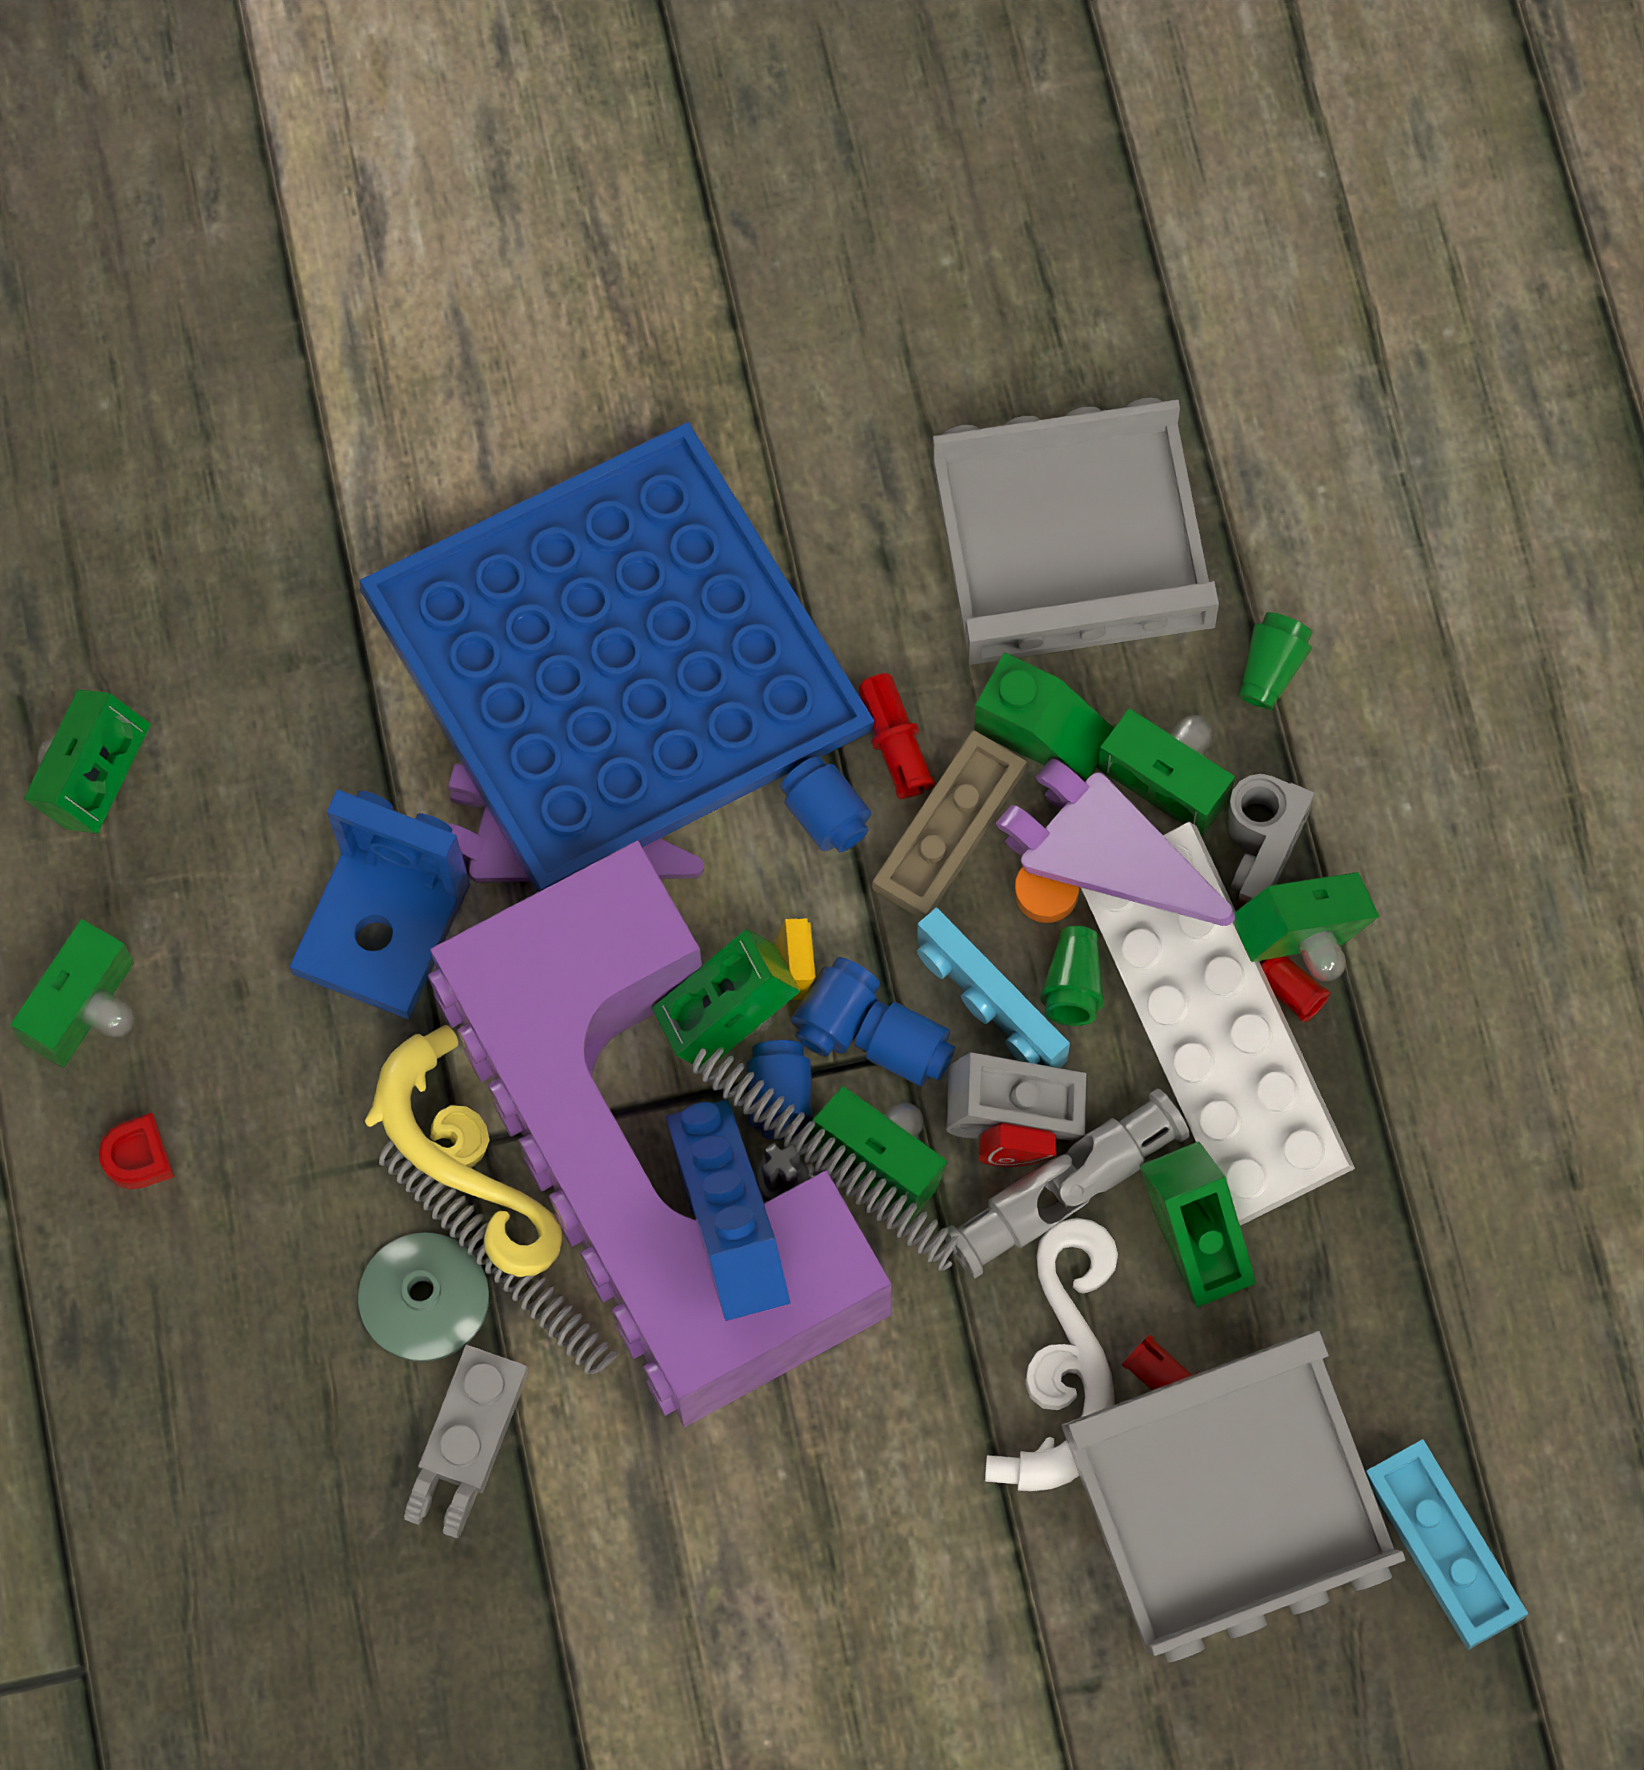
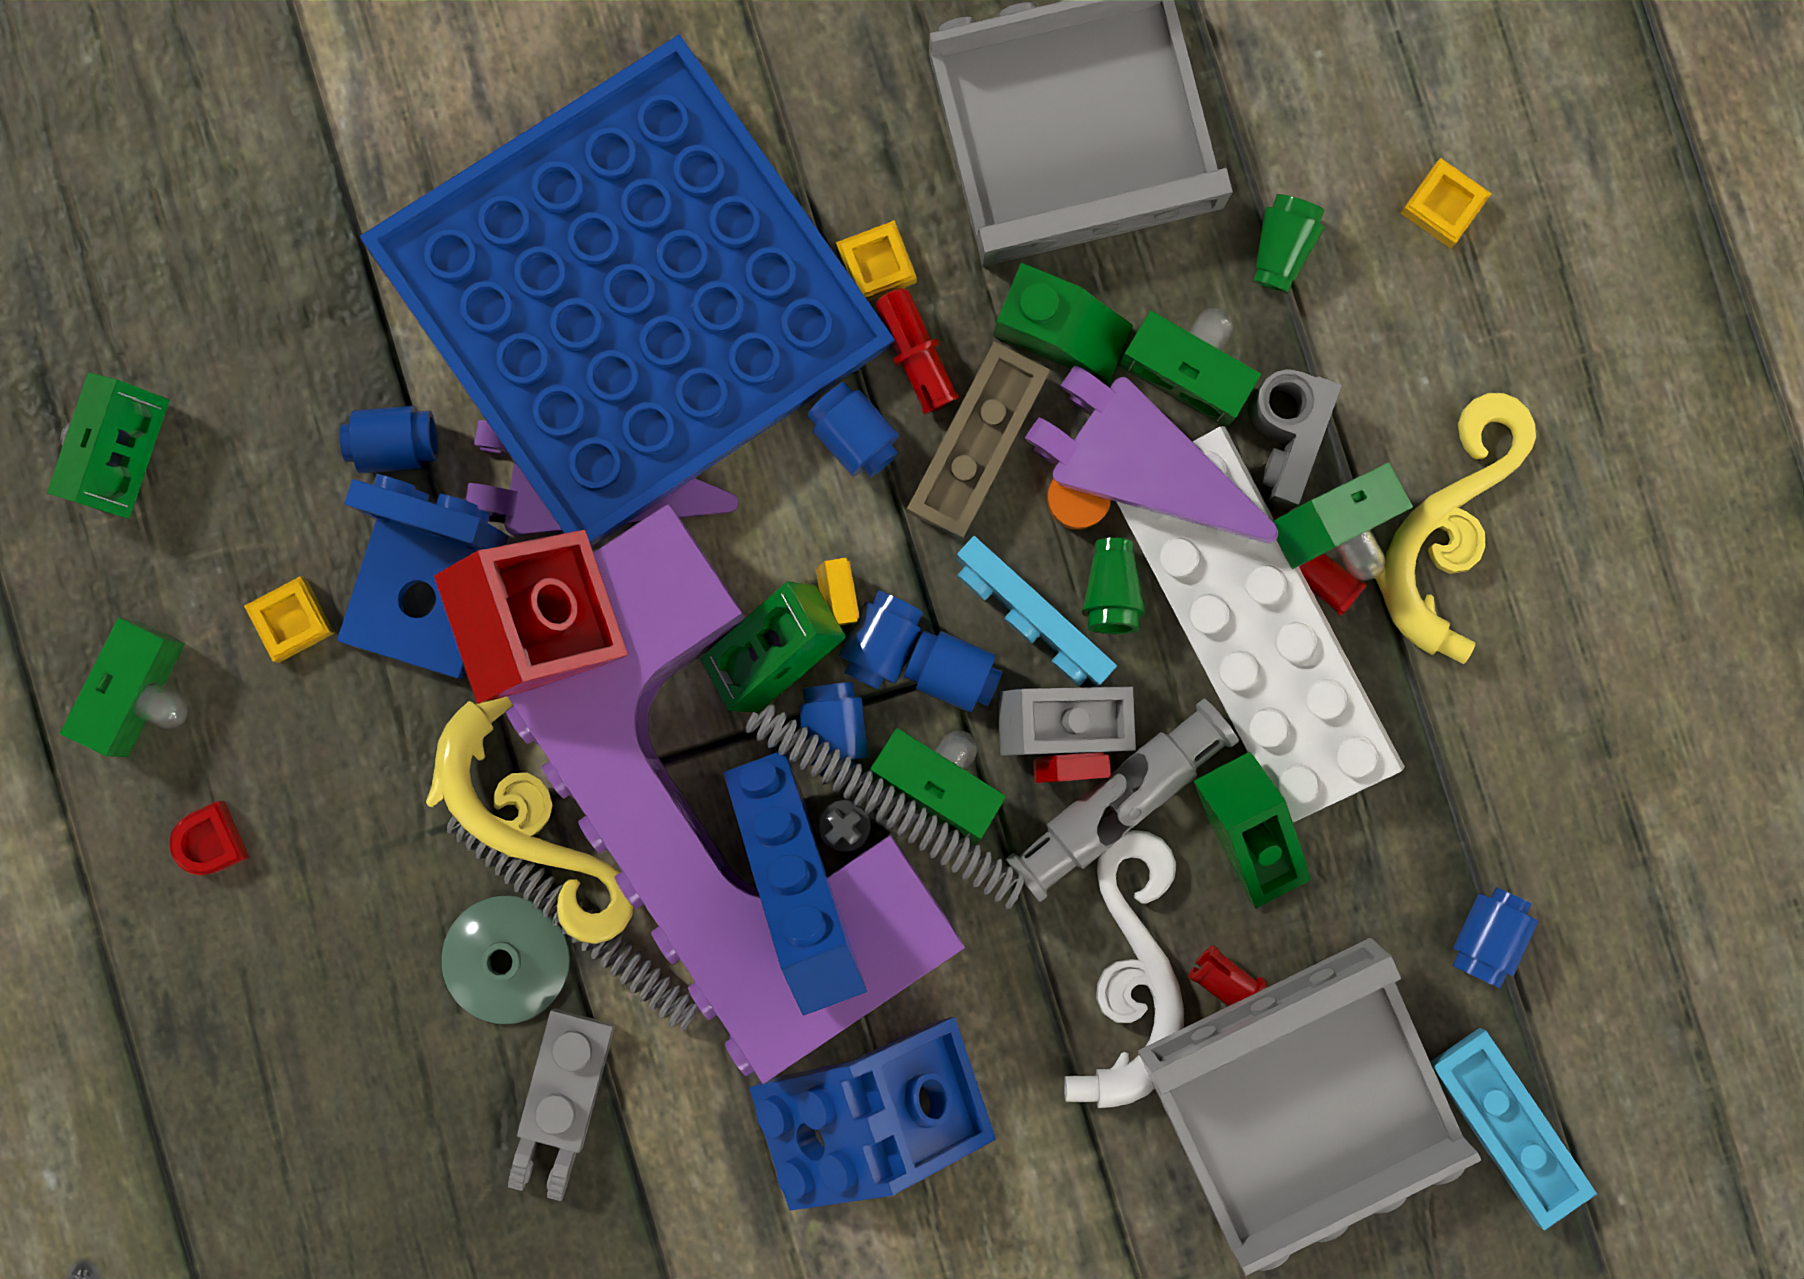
camera: 10 degrees left, 15 degrees up
(242, 945) = (289, 619): none -> yellow tile
(364, 769) = (389, 439): none -> blue brick
(495, 926) = (529, 614): none -> red slope
(782, 1469) = (873, 1119): none -> blue bracket
(864, 647) = (877, 260): none -> yellow tile
(1415, 931) = (1441, 510): none -> light yellow plant
(1437, 637) = (1445, 203): none -> yellow tile
(1438, 1349) = (1494, 937): none -> blue brick

